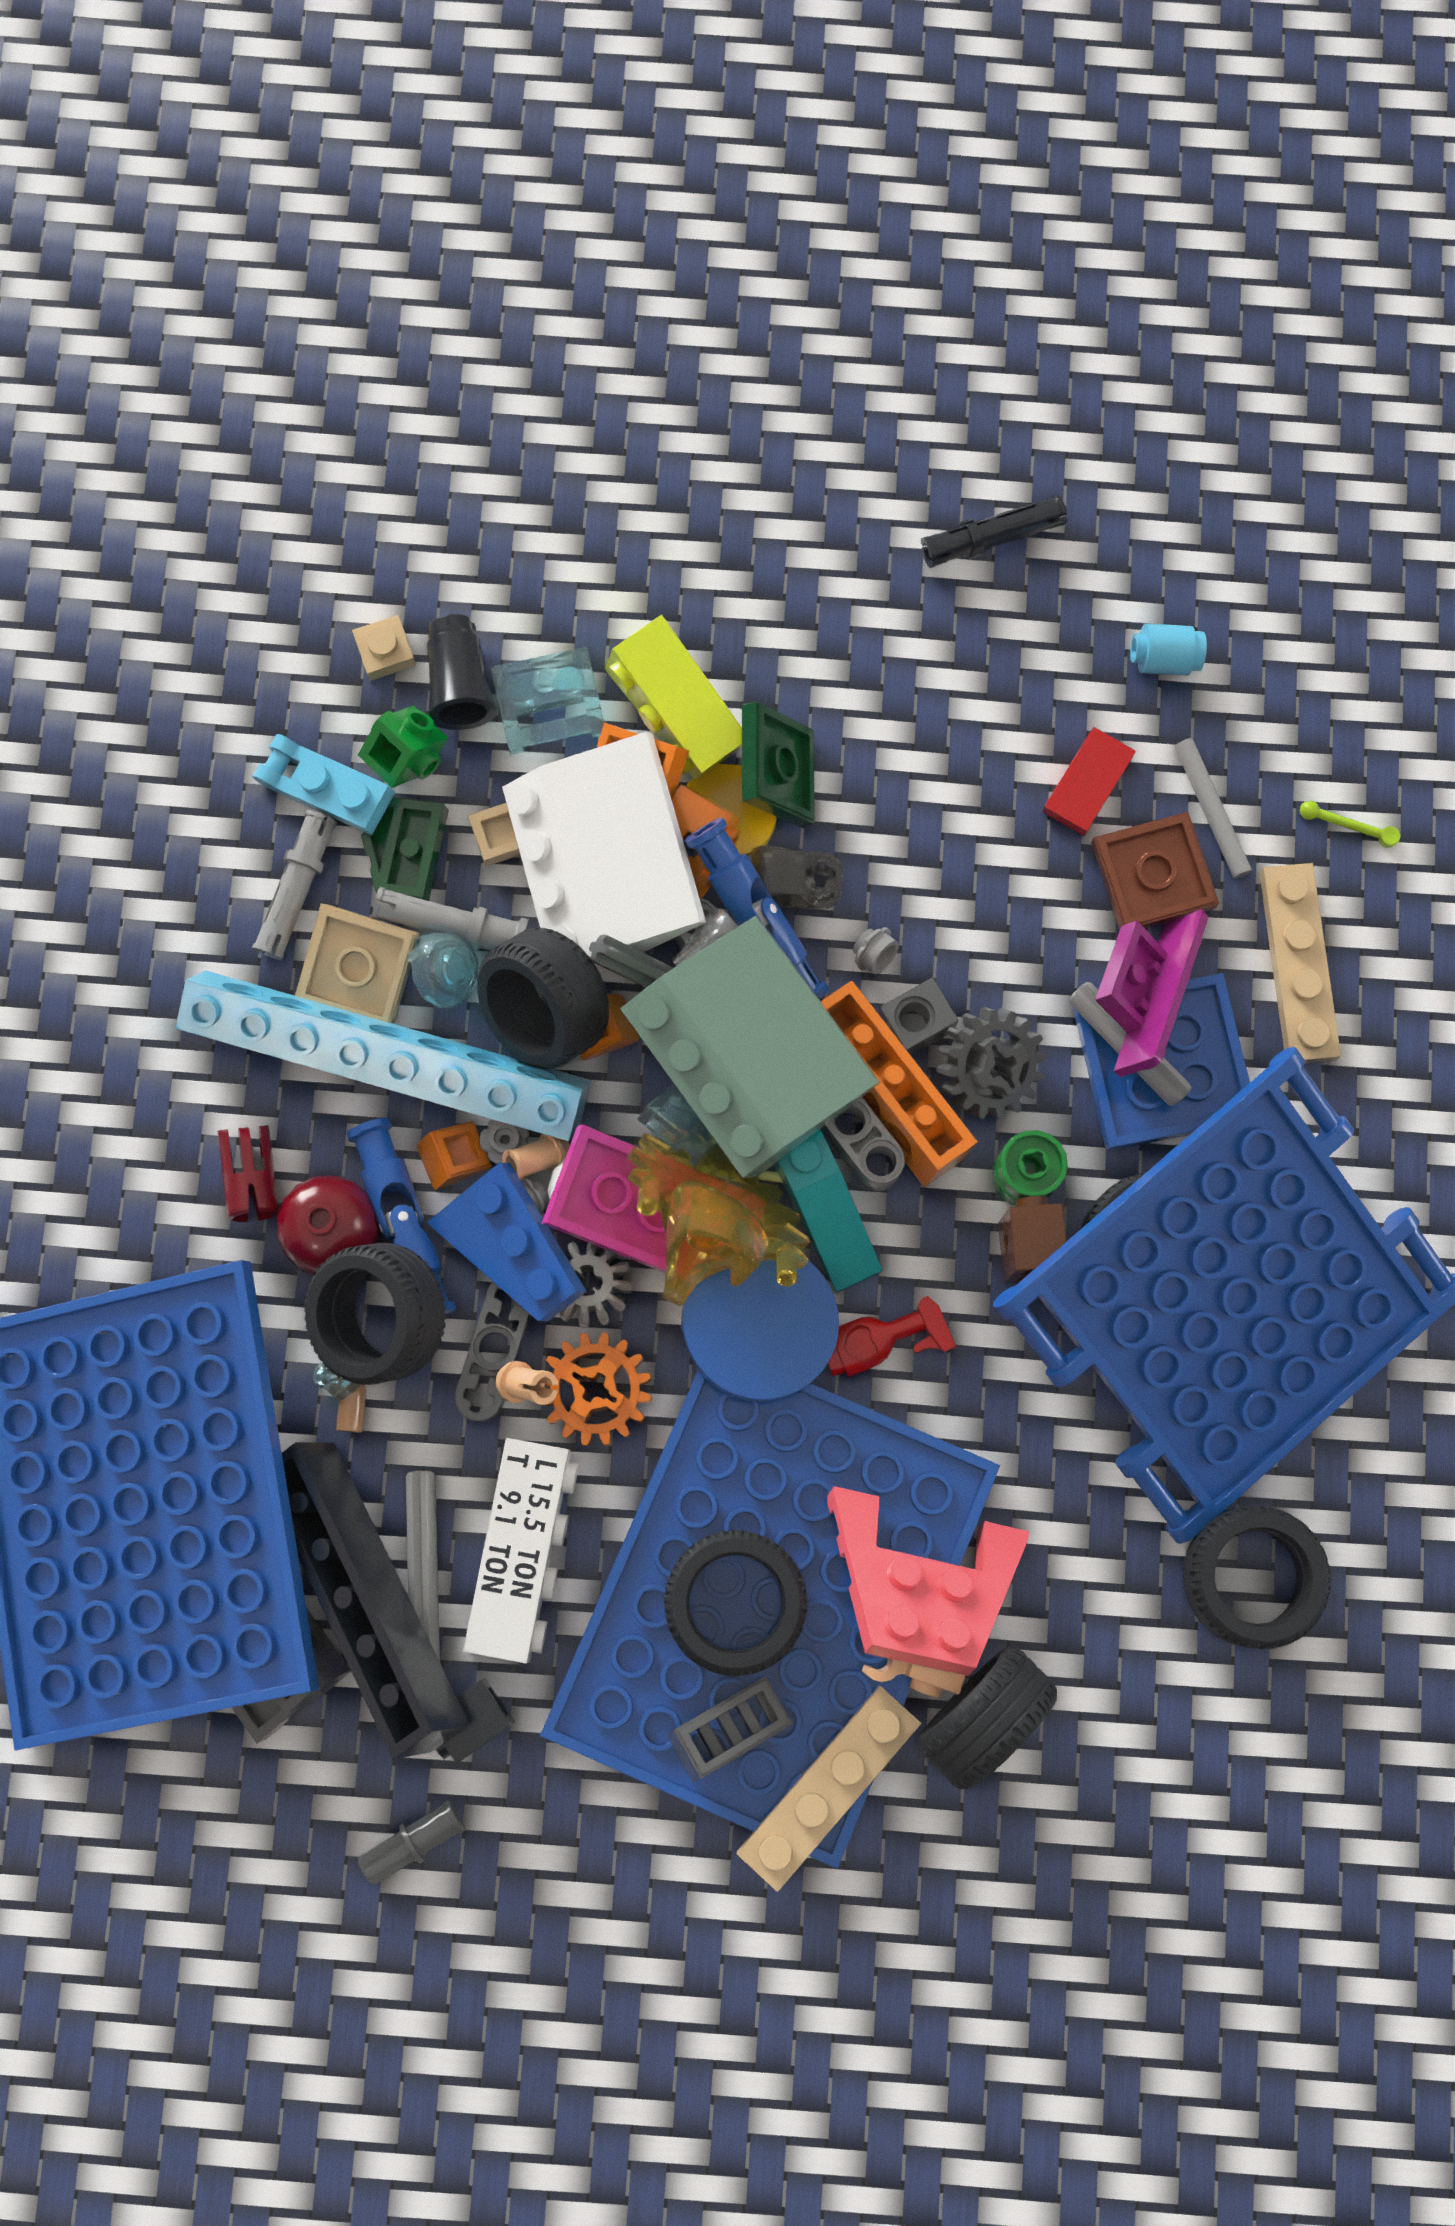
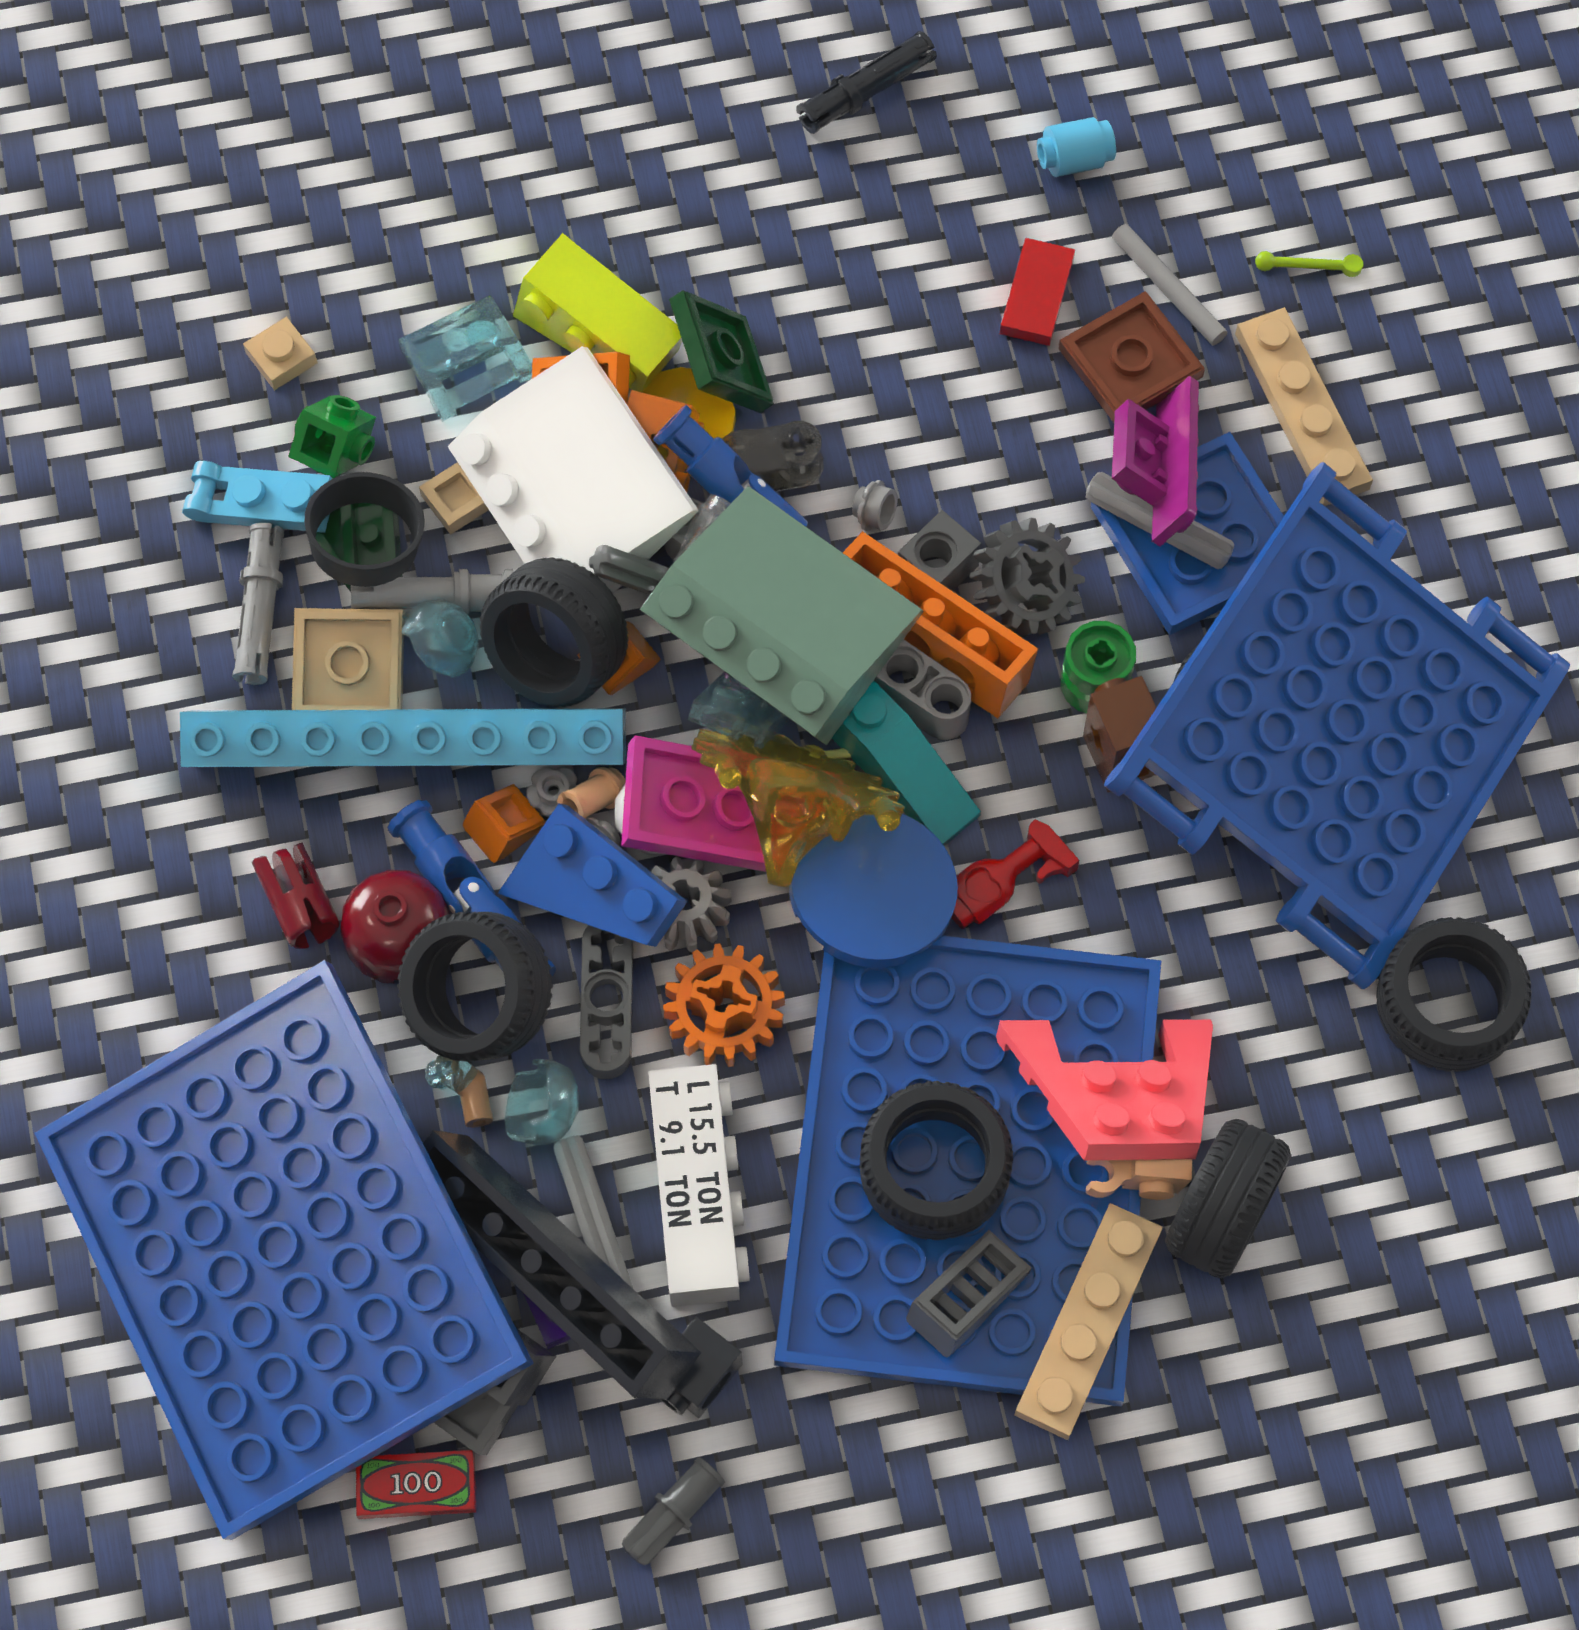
camera: 15 degrees left, 10 degrees down
(198, 1749) = (416, 1485): none -> red tile
(404, 806) = (372, 489): none -> black tyre
(405, 1435) = (542, 1104): none -> clear light blue hair
(457, 675) = (367, 357): black plant -> none
(520, 1382) = (644, 1016): light nougat pin -> none

